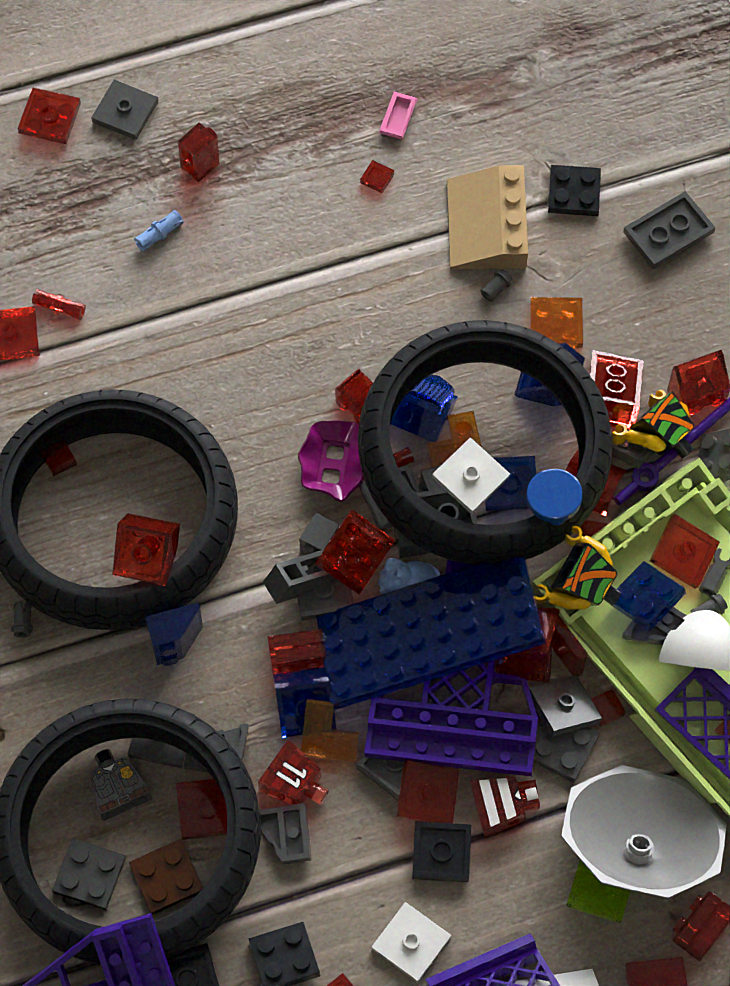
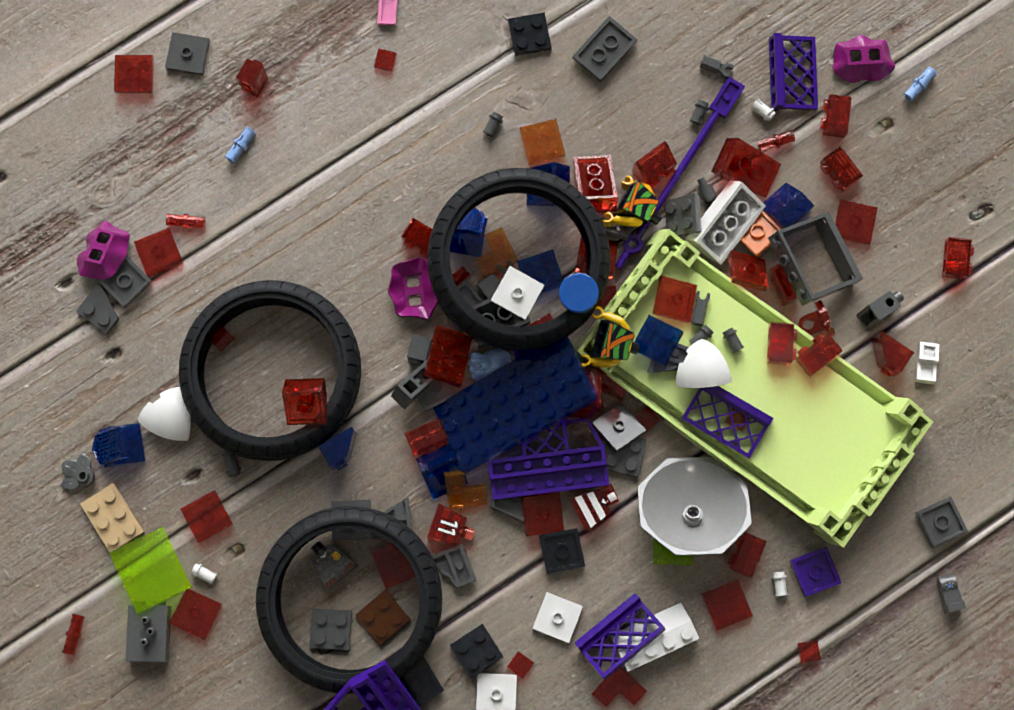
camera: 15 degrees left, 15 degrees up
(488, 219) = (473, 74): tan slope -> none

